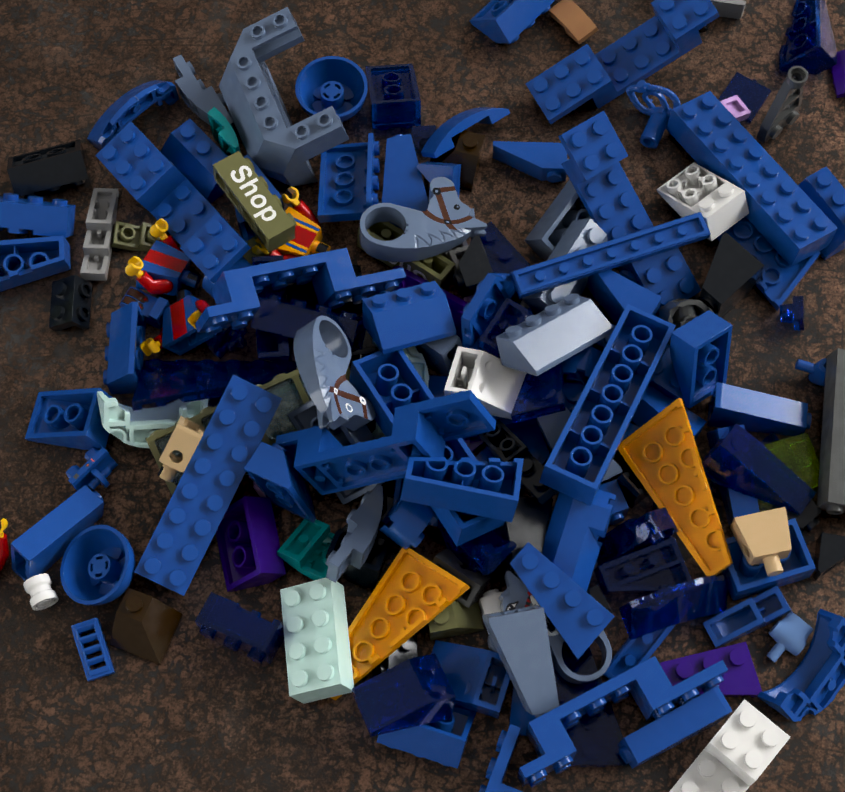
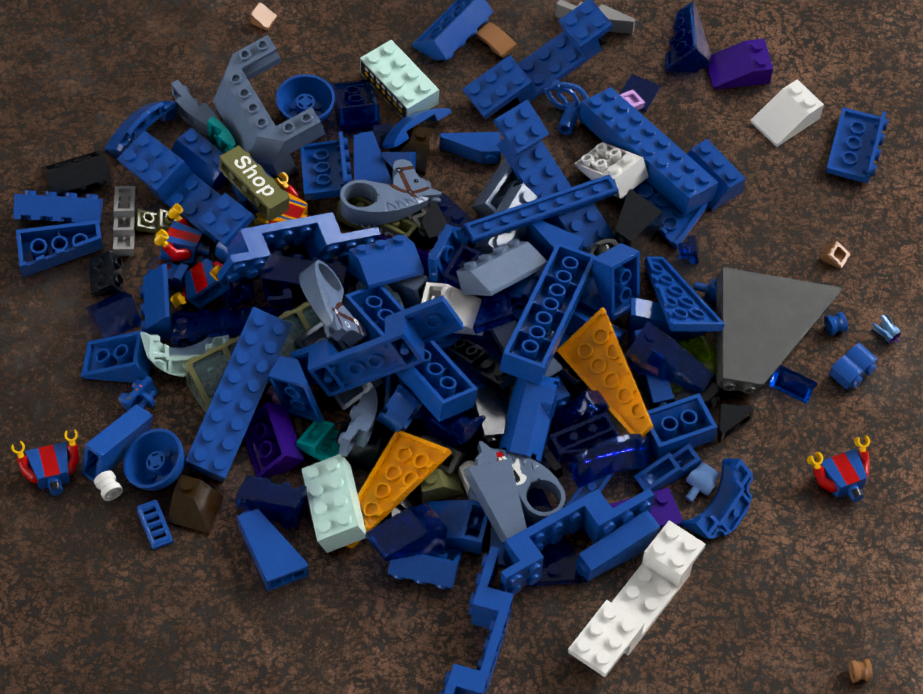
camera: 10 degrees left, 10 degrees down
(74, 358) = (115, 314): none -> clear blue slope
(183, 439) = (219, 358): tan torso -> none
(234, 703) = (271, 552): none -> blue slope
(449, 67) = (398, 79): none -> light aqua brick
(465, 485) = (442, 371): blue wedge -> none
(566, 604) = (528, 460): blue wing -> none
(764, 538) = (675, 406): tan torso -> none
(780, 395) = (679, 302): none -> blue wing
(785, 105) = (671, 94): dark grey plate -> none

